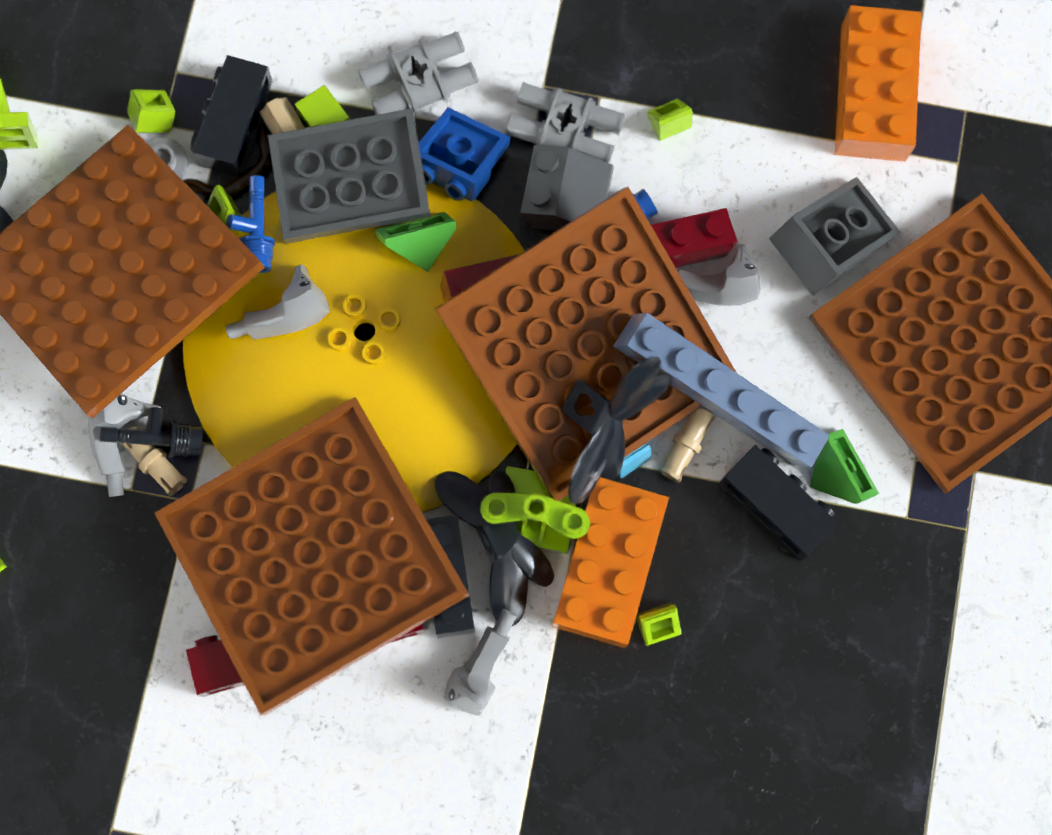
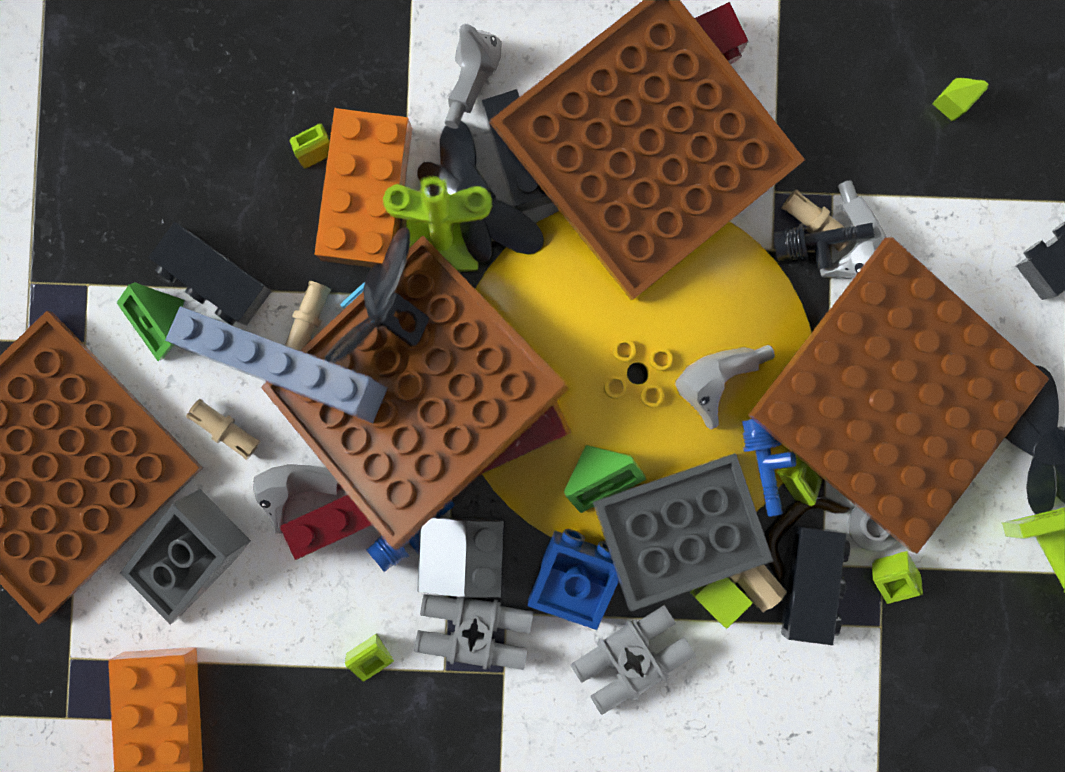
camera: 175 degrees right, 10 degrees up
(784, 349) = (223, 429): none -> tan pin

